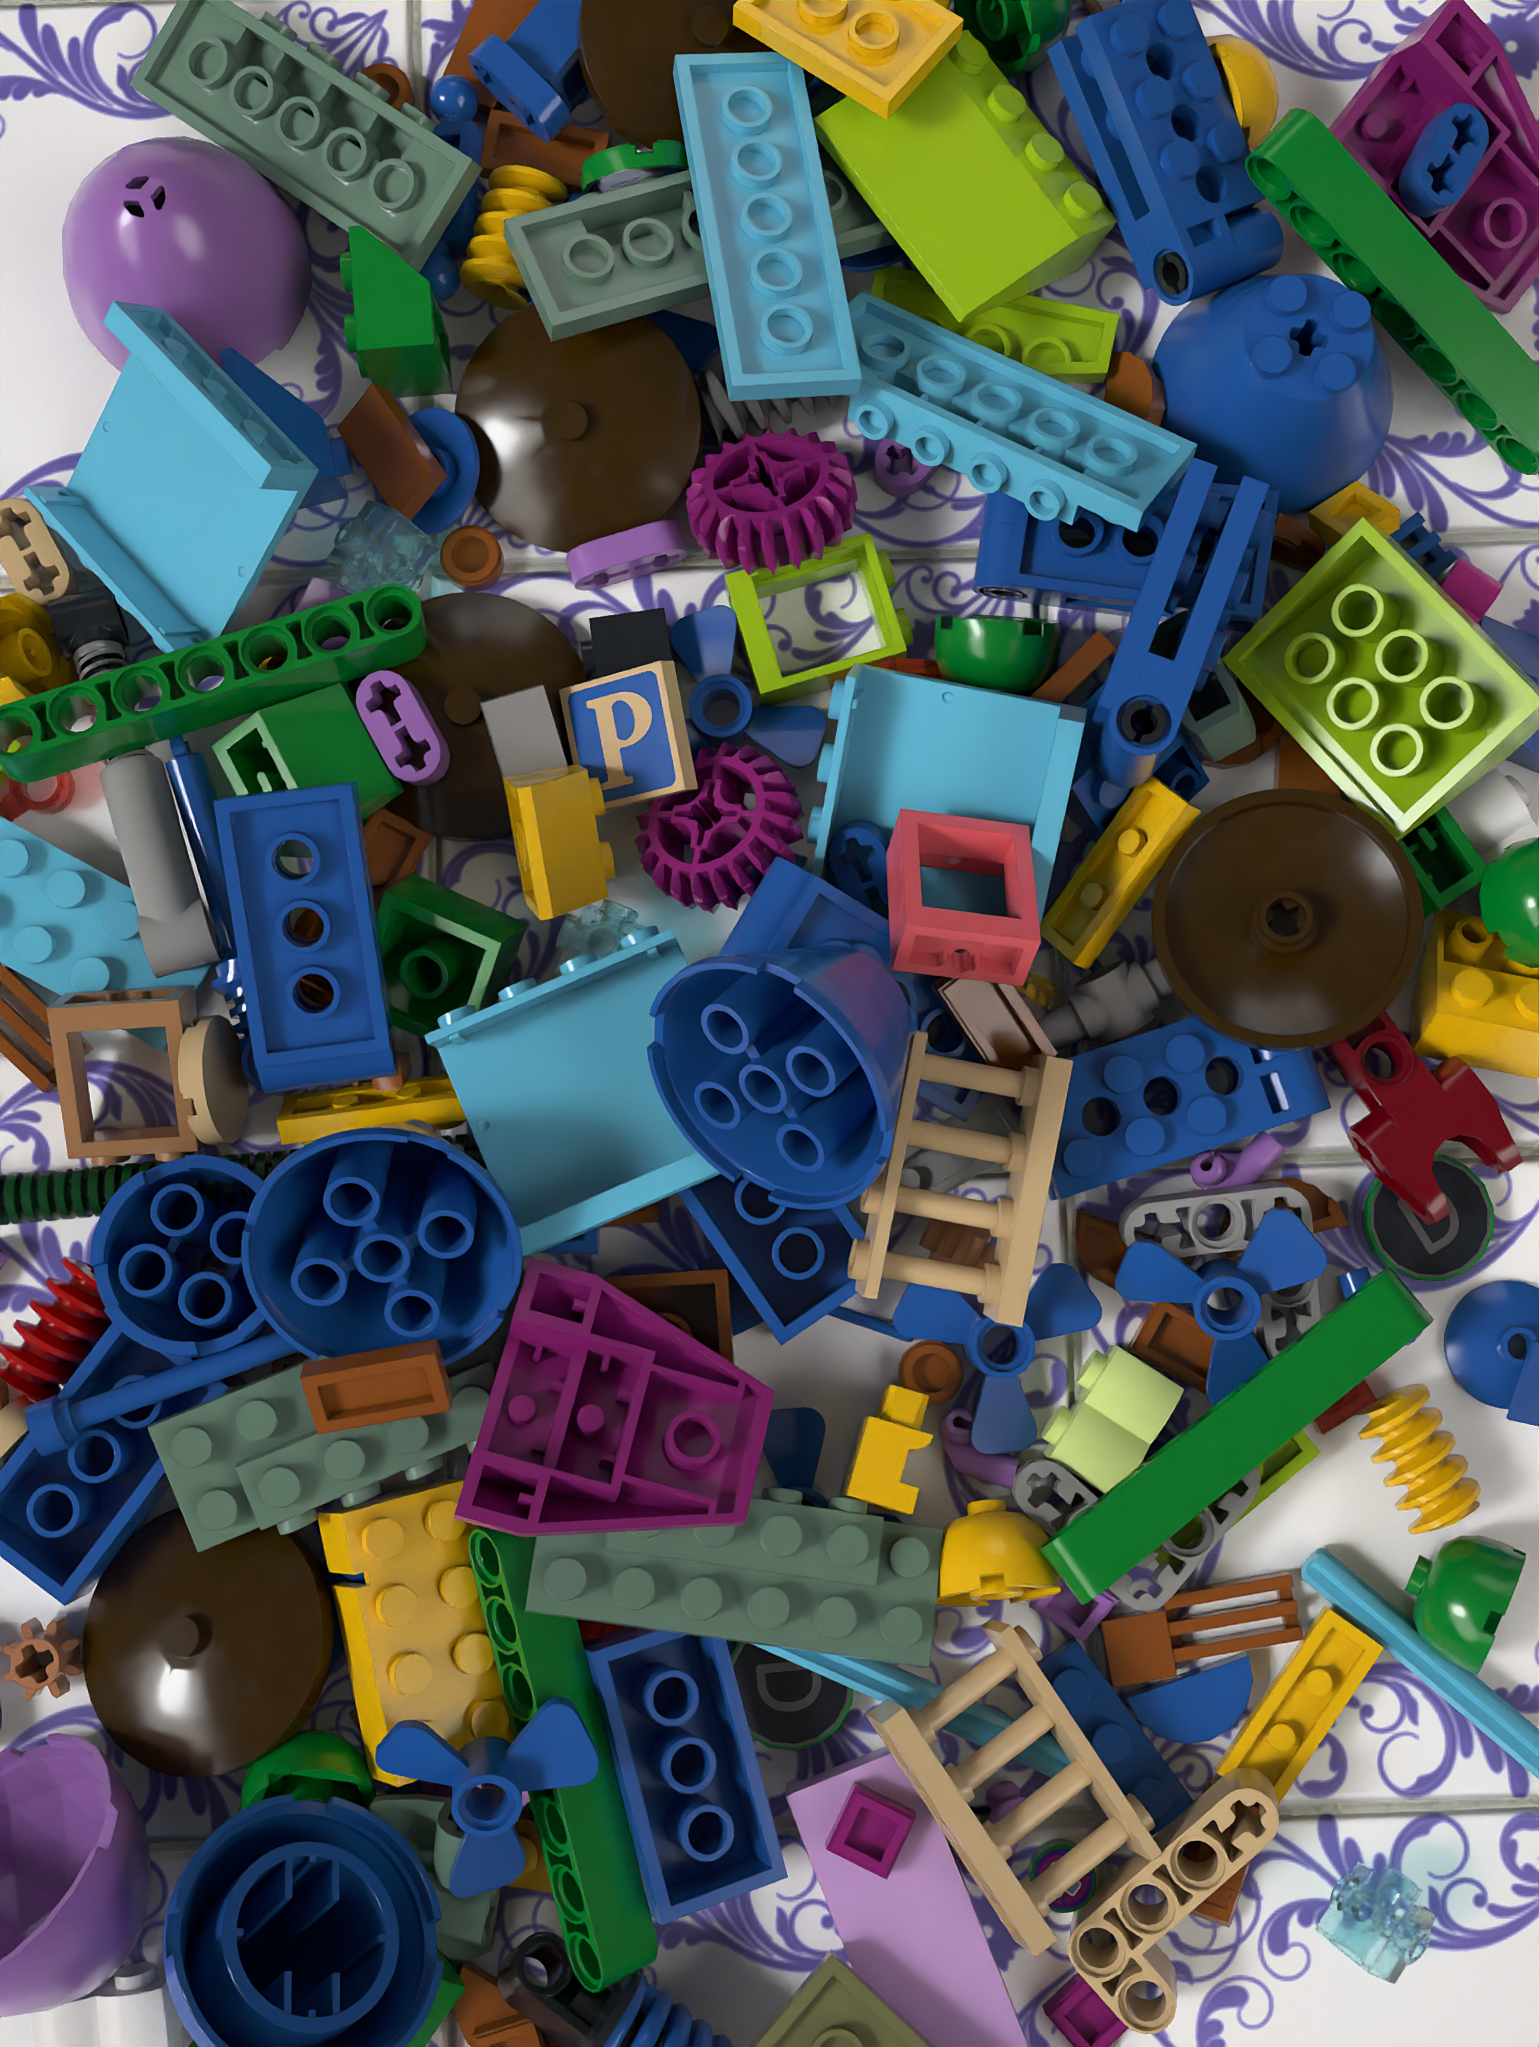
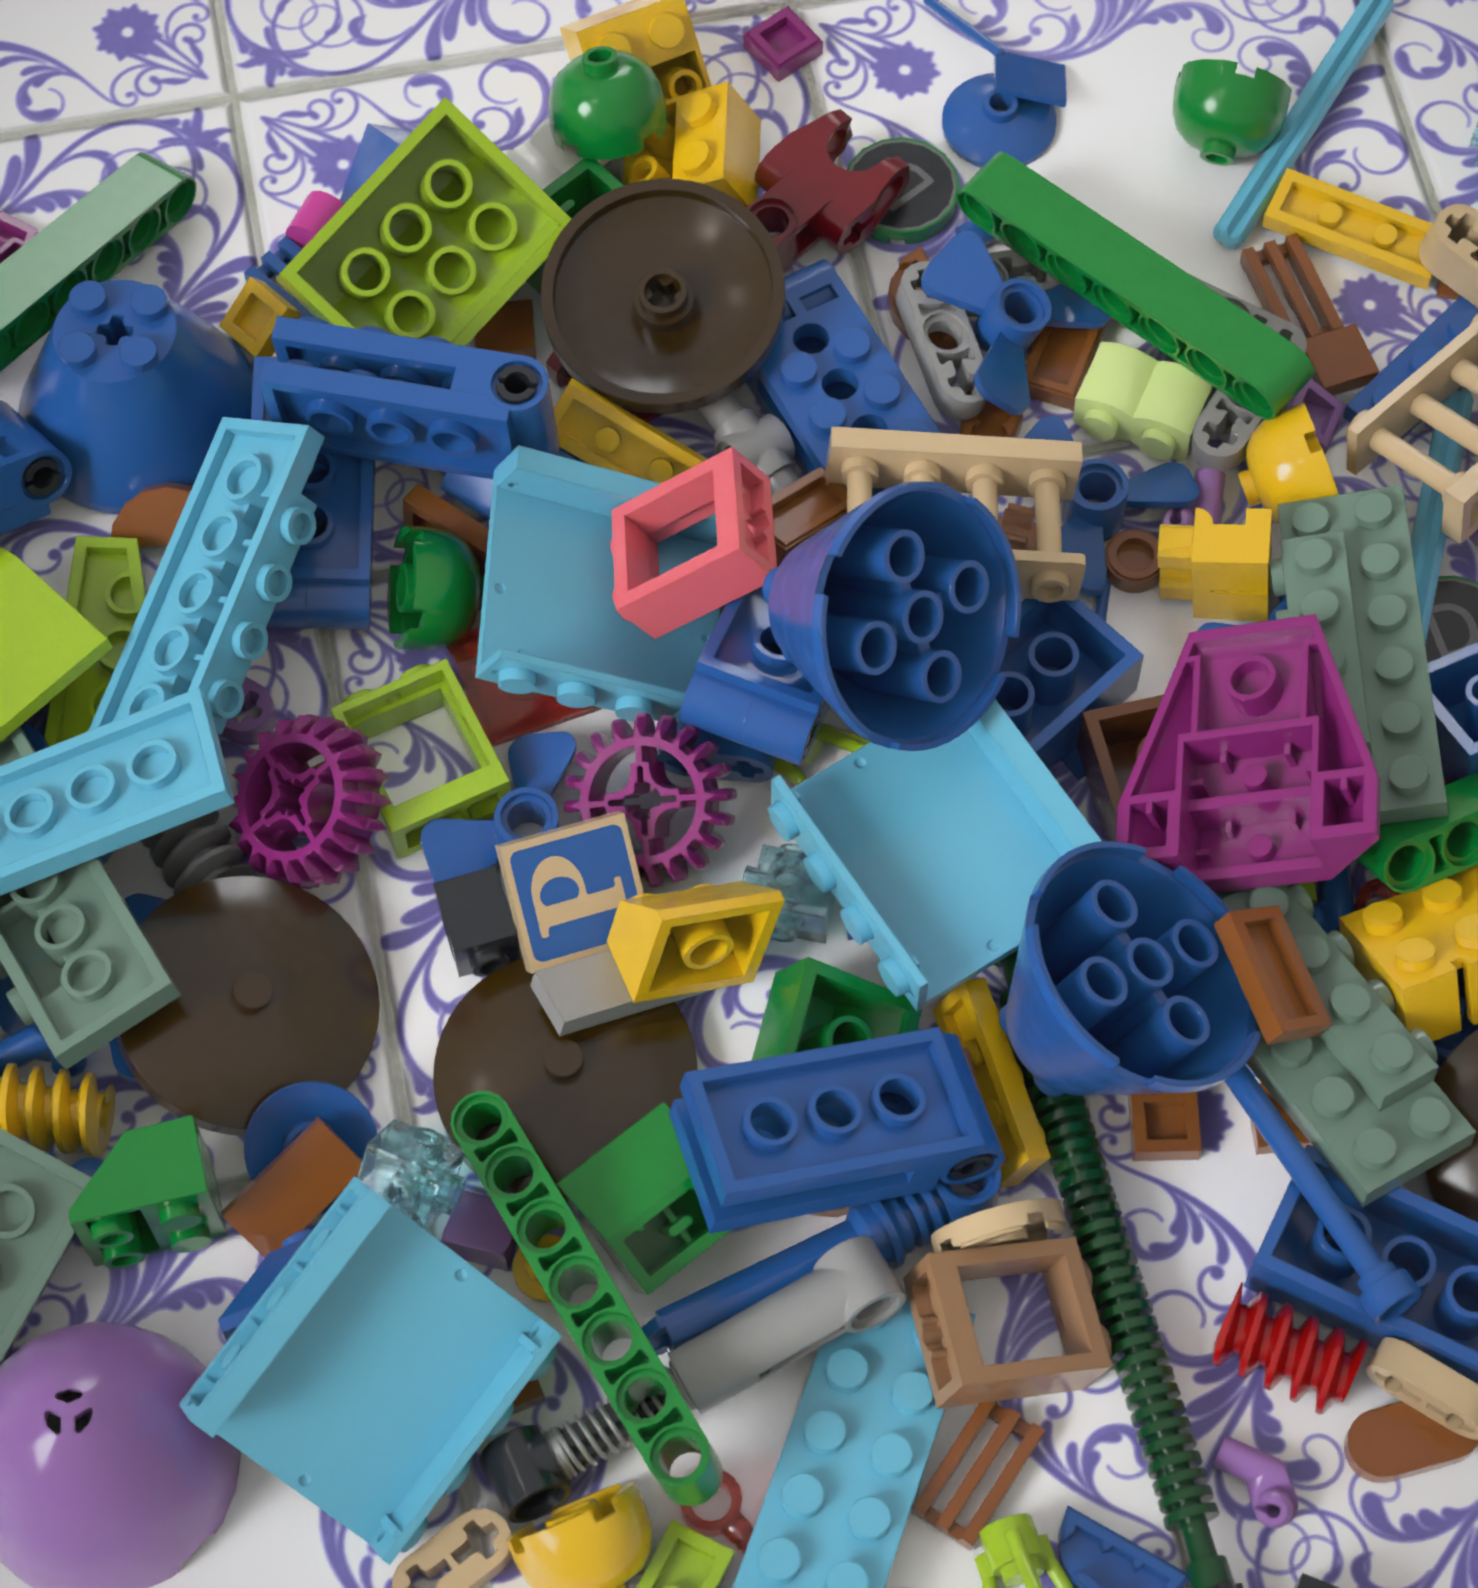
camera: 100 degrees left, 20 degrees down
(155, 1257) = (1192, 1160): blue cylinder -> none
(391, 735) = (586, 1100): medium lavender beam -> none
(472, 558) = (396, 1096): dark orange tile -> none
(626, 555) = (376, 945): medium lavender beam -> none
(849, 871) = (670, 650): blue beam -> none
(1196, 1702) = (1375, 307): blue tile -> none
(1228, 1169) = (892, 336): medium lavender arm -> none
(1420, 1458) = (1119, 161): yellow piece -> none

